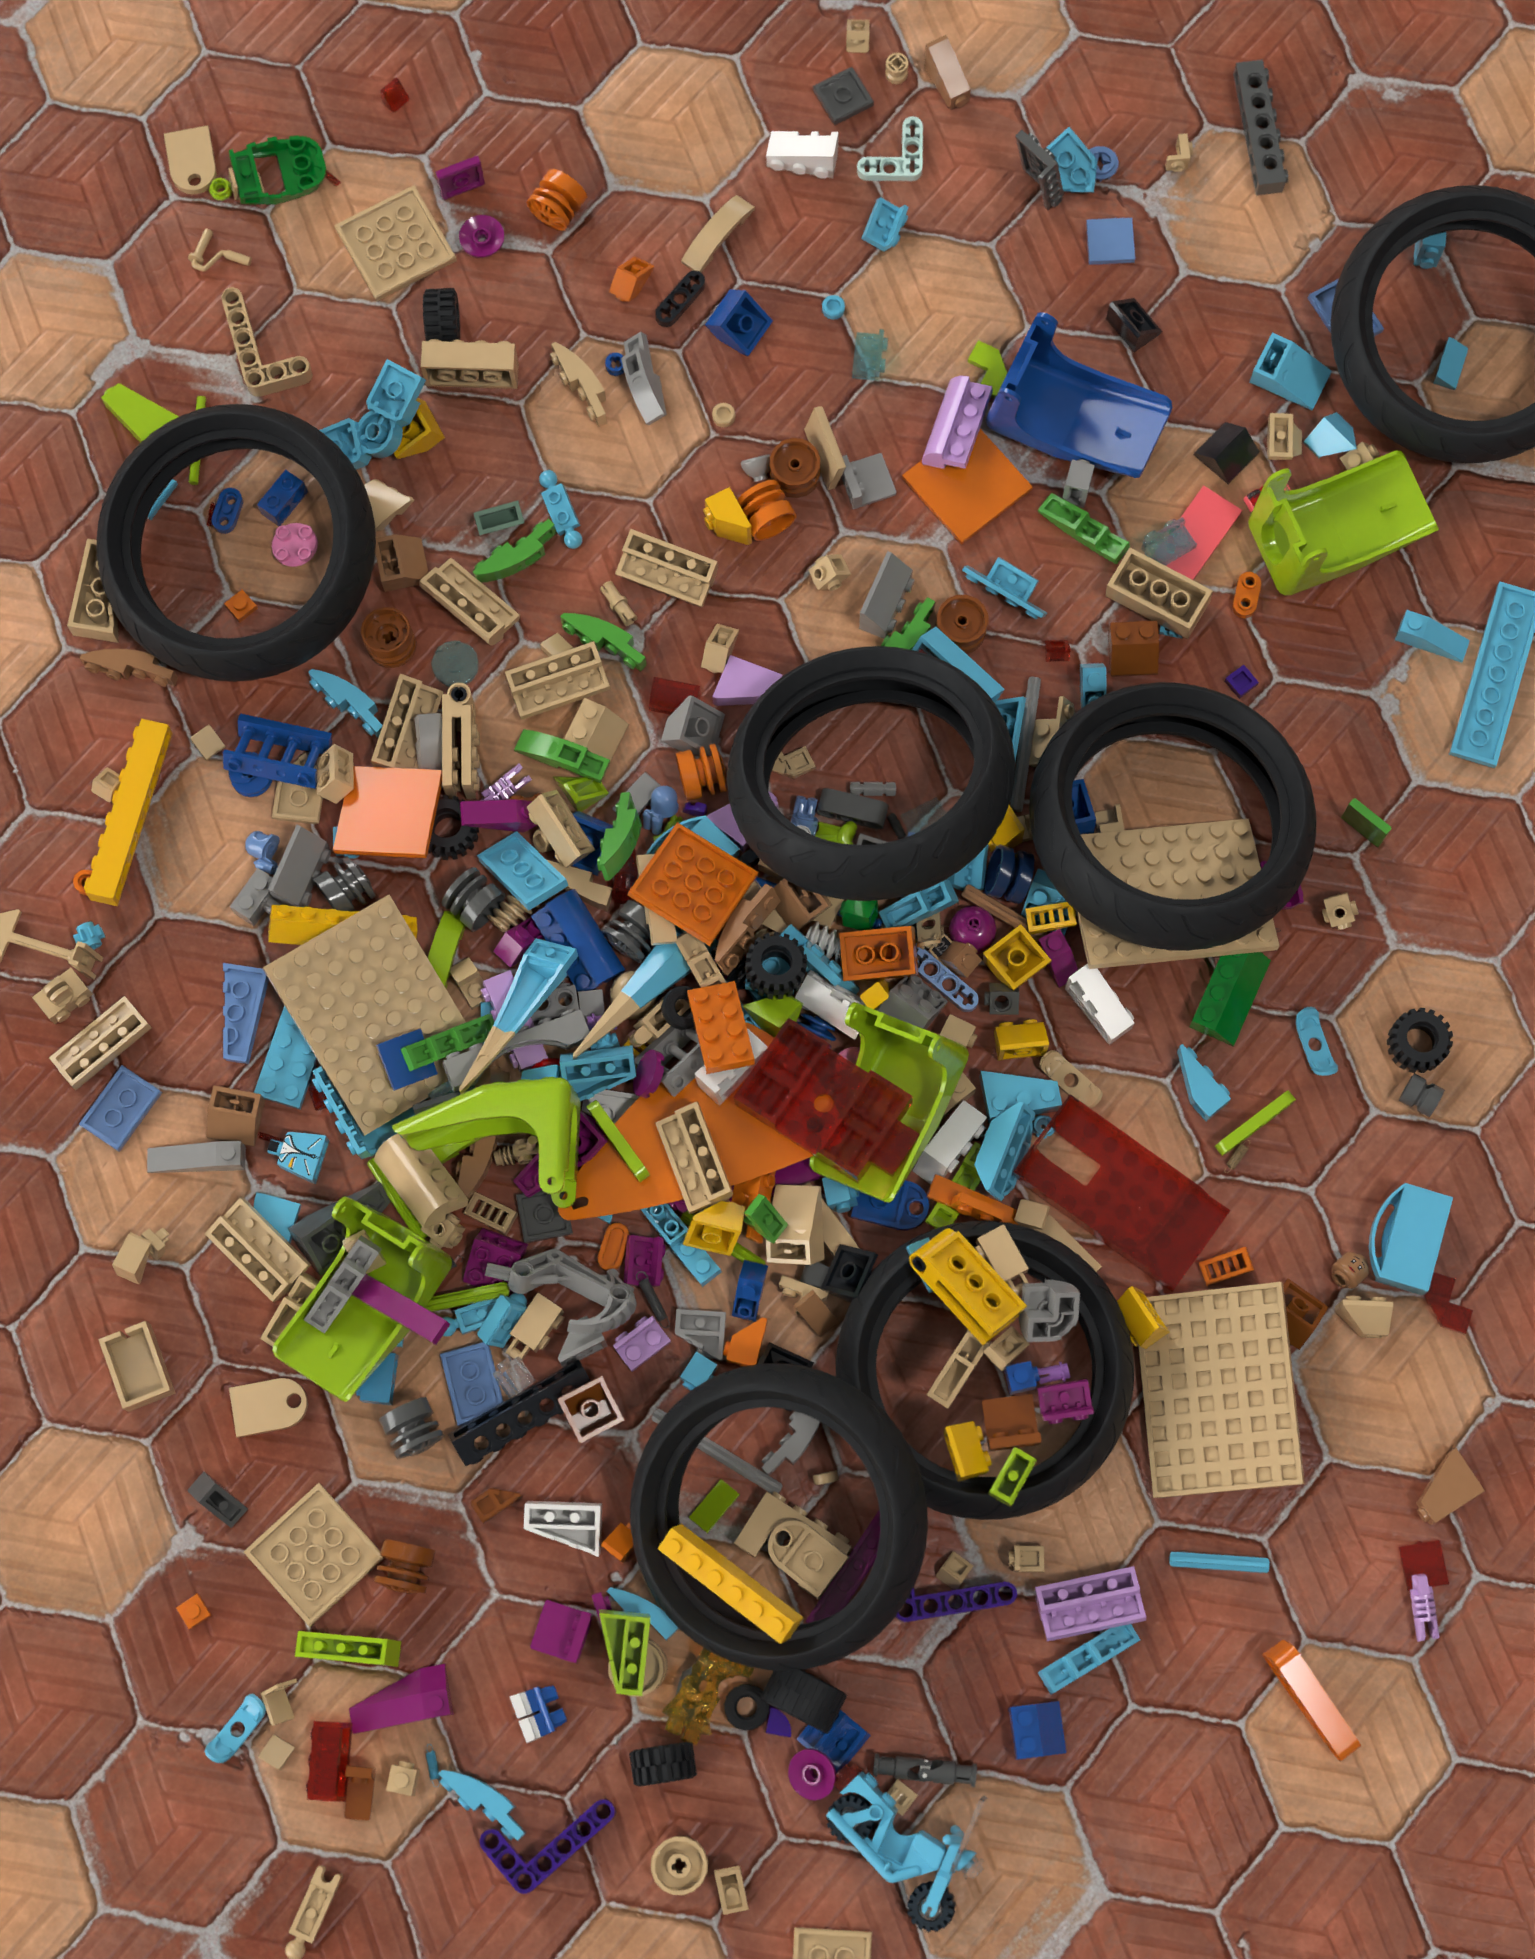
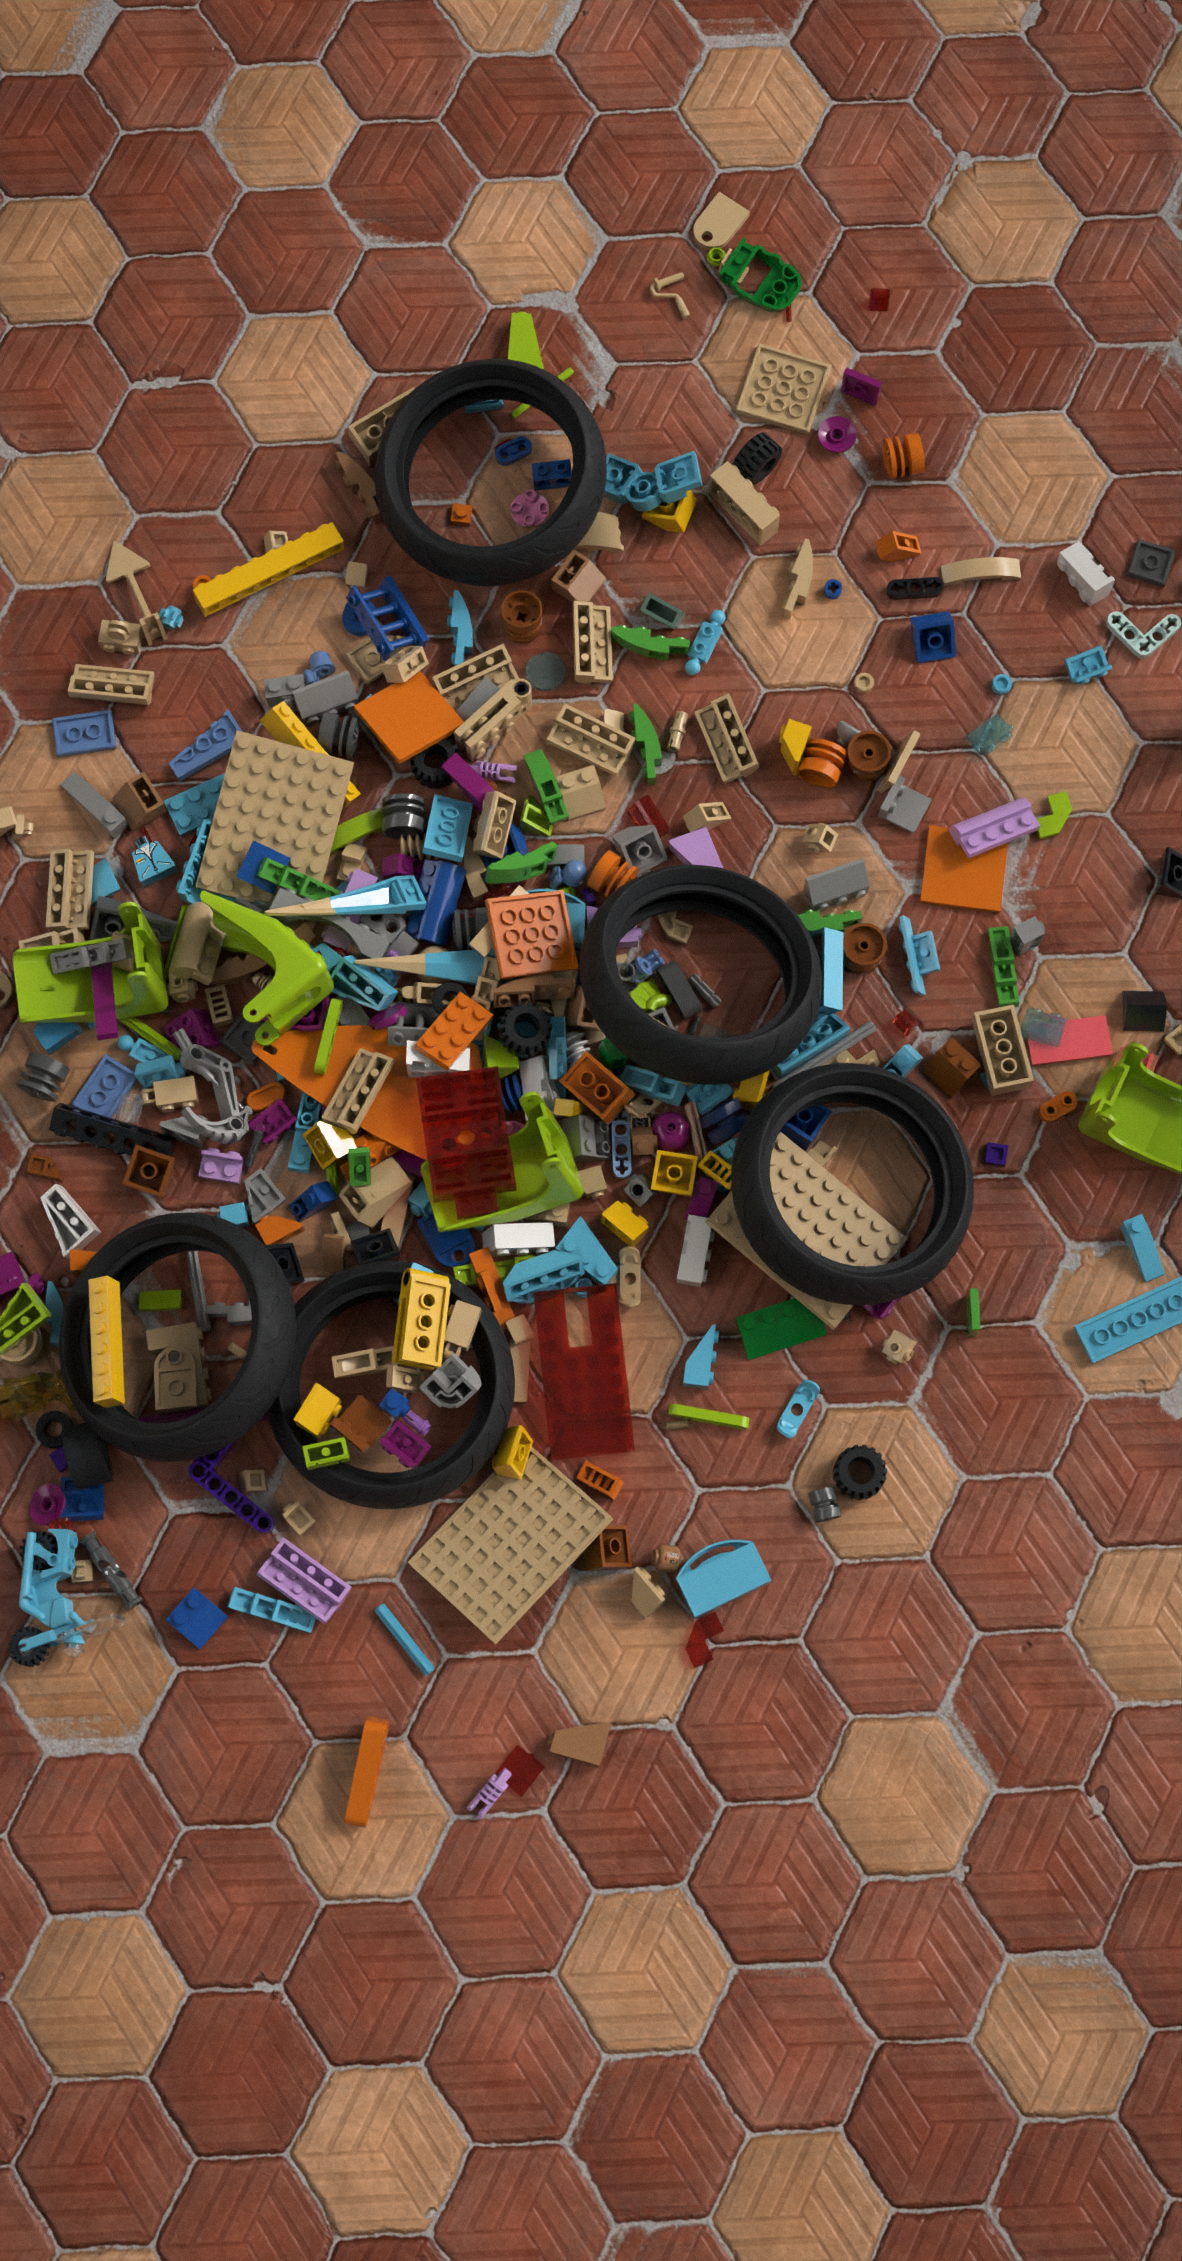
camera: 45 degrees right, 0 degrees up
(250, 351) = (620, 385): tan beam -> none
(642, 381) = (834, 616): light grey slope -> none
(1076, 409) = (1074, 889): blue piece -> none

